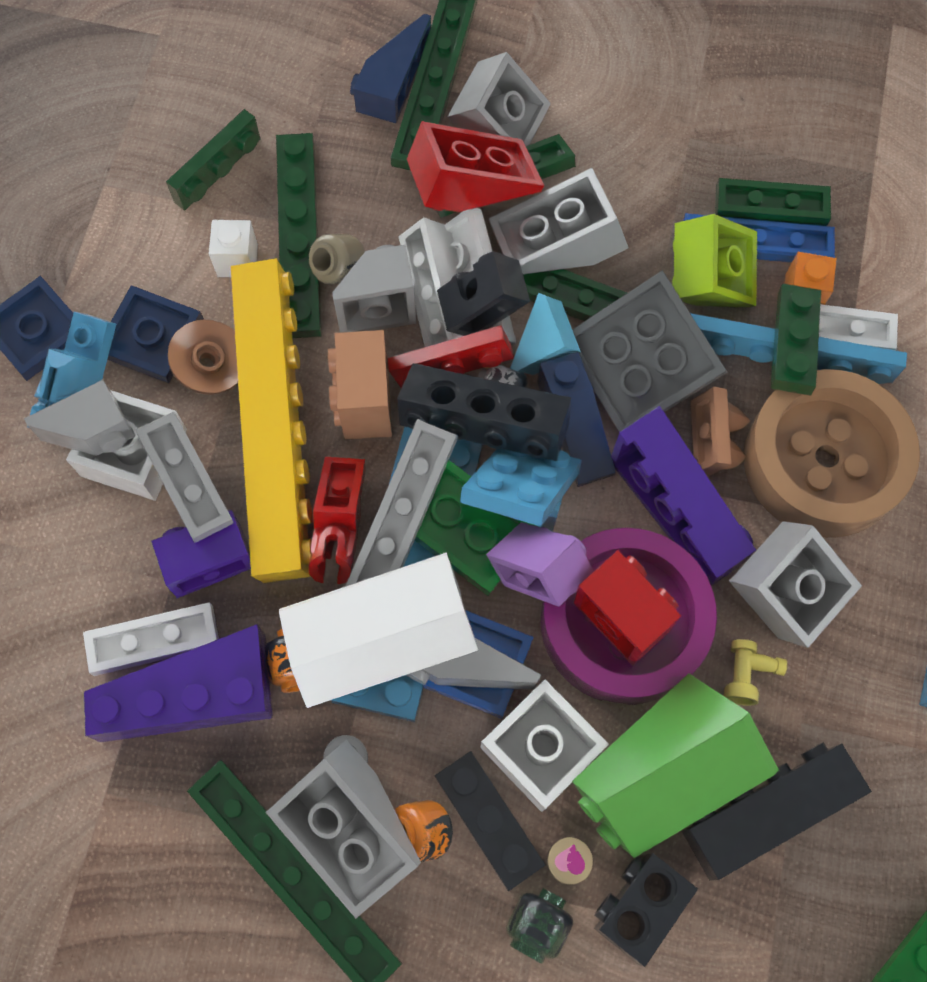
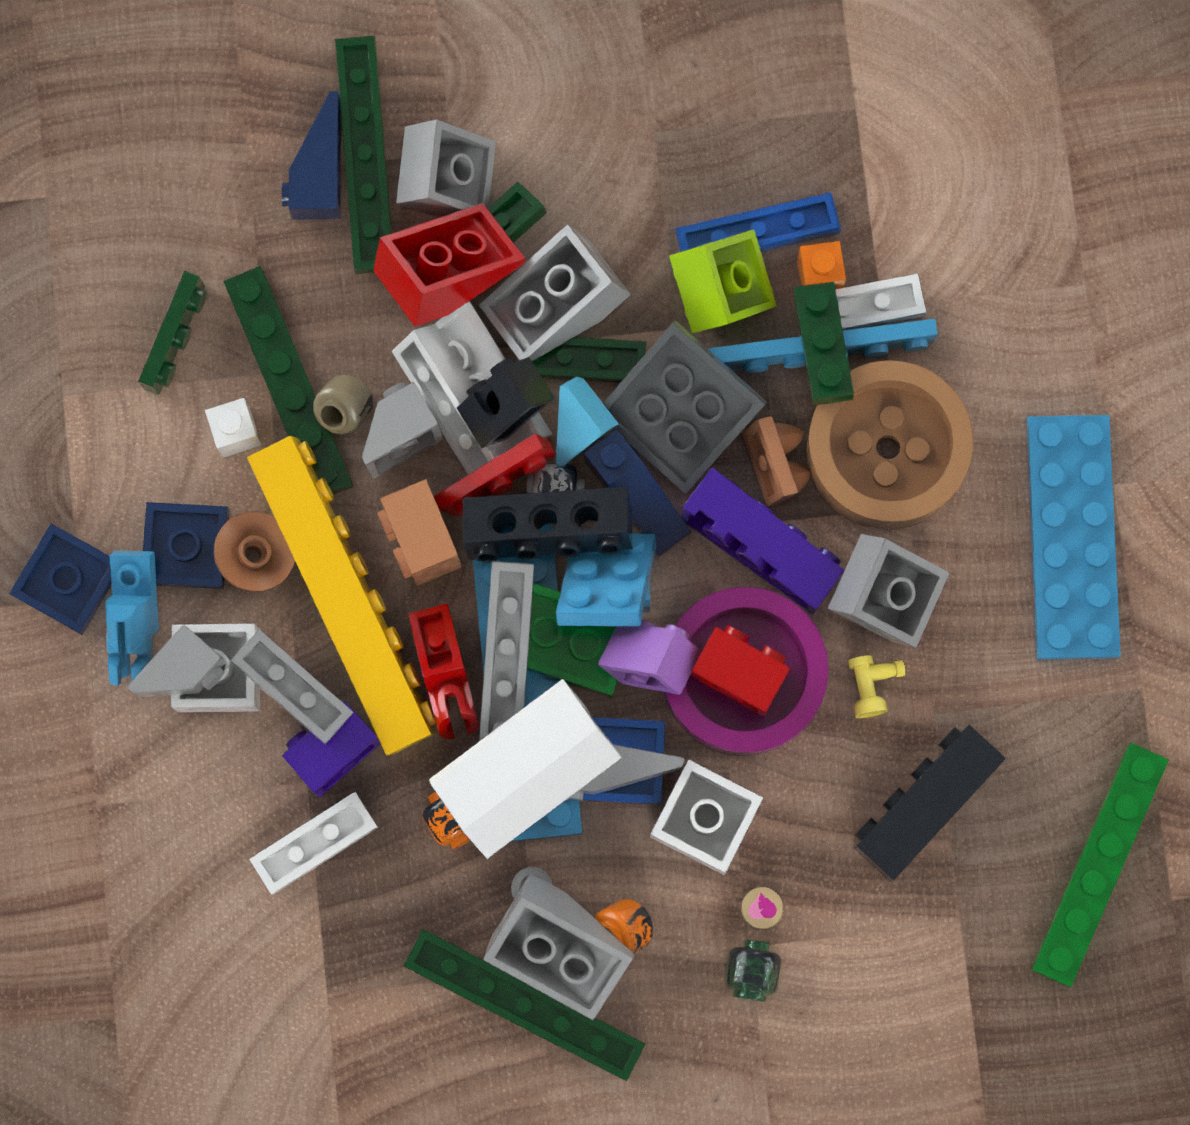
camera: 15 degrees left, 10 degrees up
(193, 690) = (373, 876): dark purple wedge -> none
(489, 821) = (679, 898): black plate -> none
(654, 917) = (848, 929): black brick -> none
(673, 767) = (824, 799): bright green slope -> none
(773, 201) = (761, 185): dark green plate -> none

